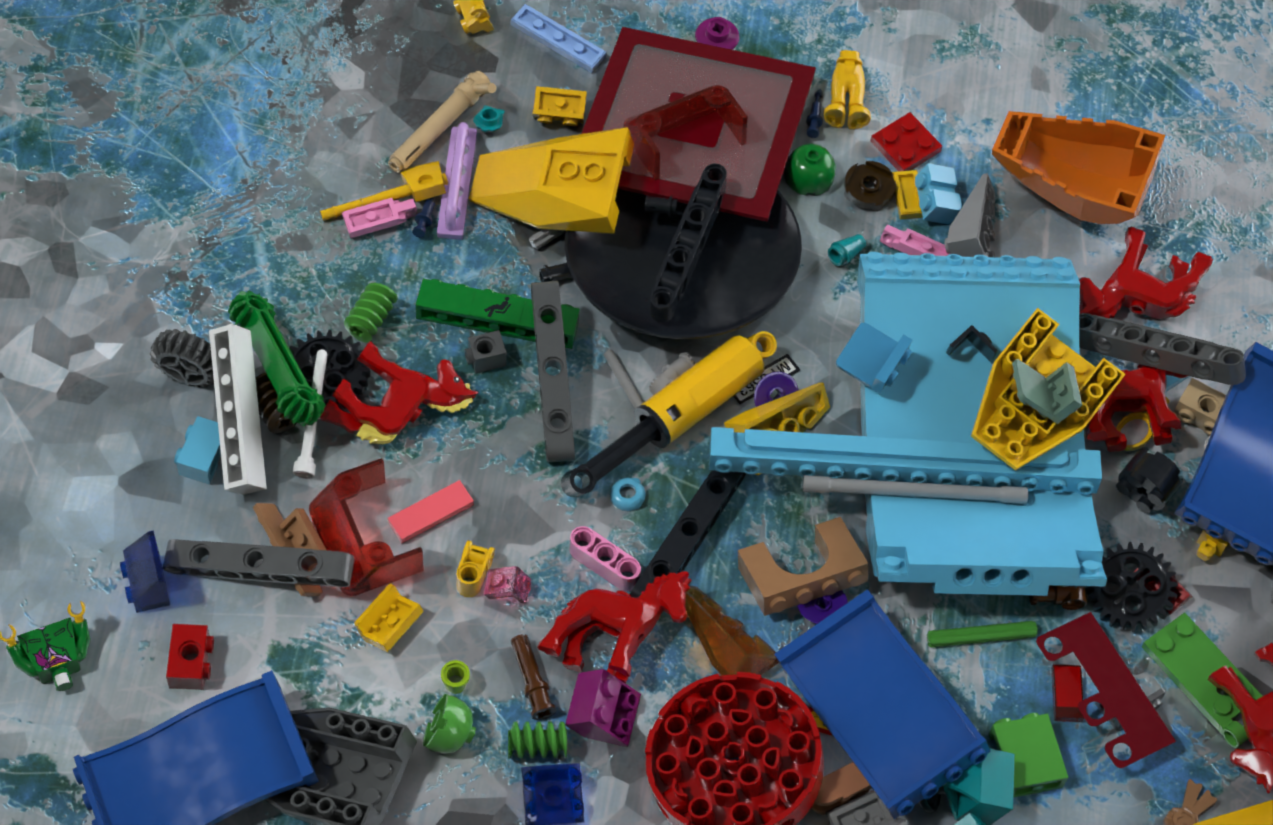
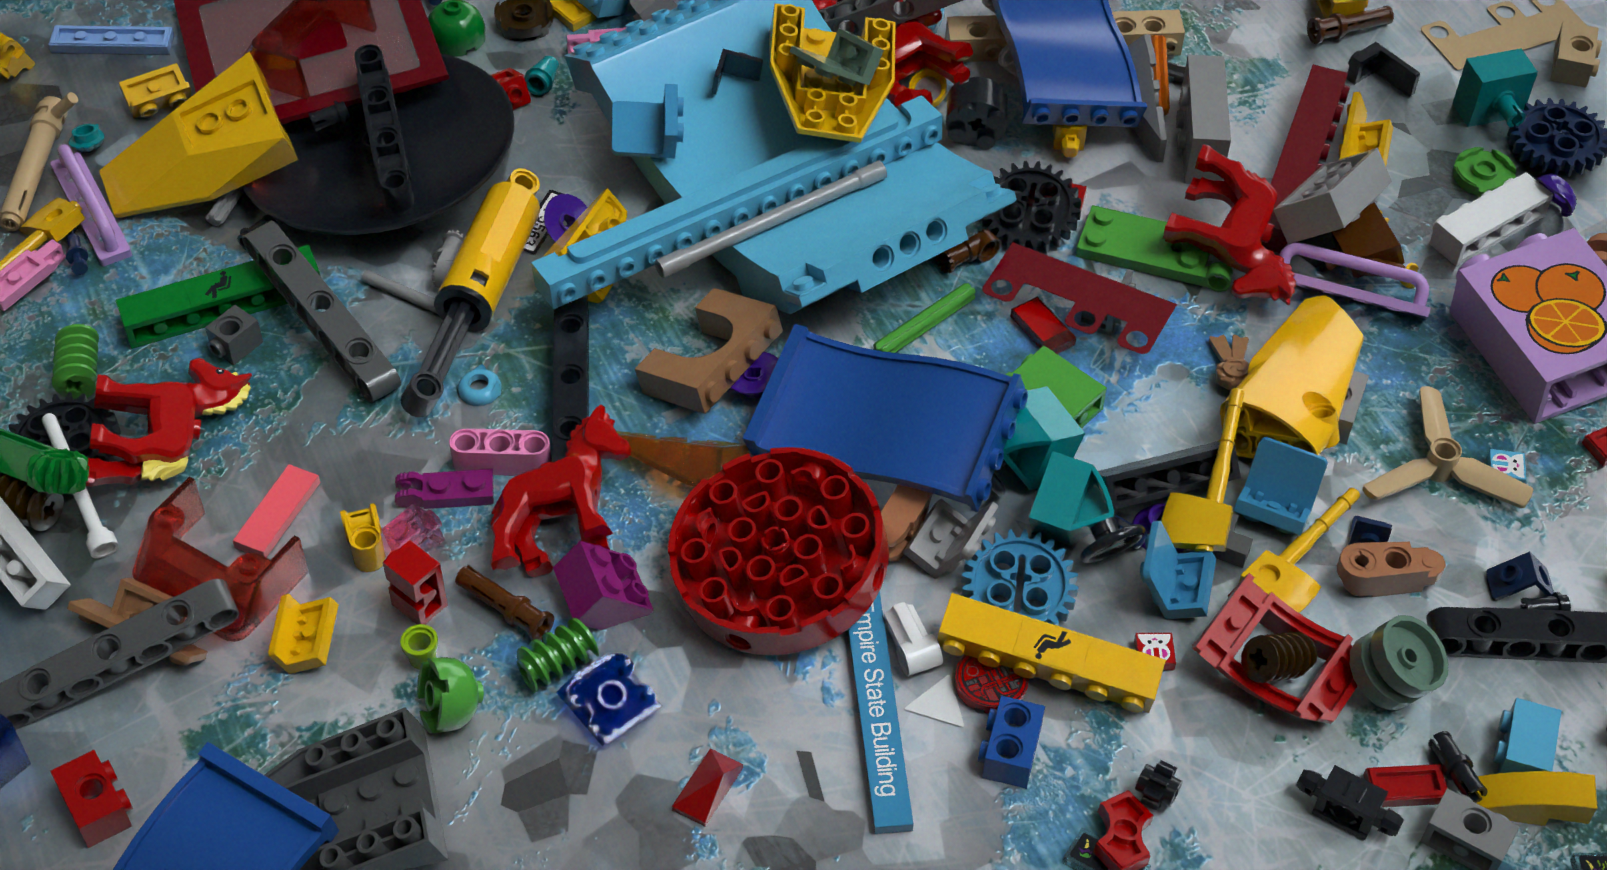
camera: 30 degrees left, 10 degrees down
(478, 629) = (415, 583): none -> red brick
(552, 564) = (445, 489): none -> magenta hinge
(813, 247) = (514, 85): none -> red bracket

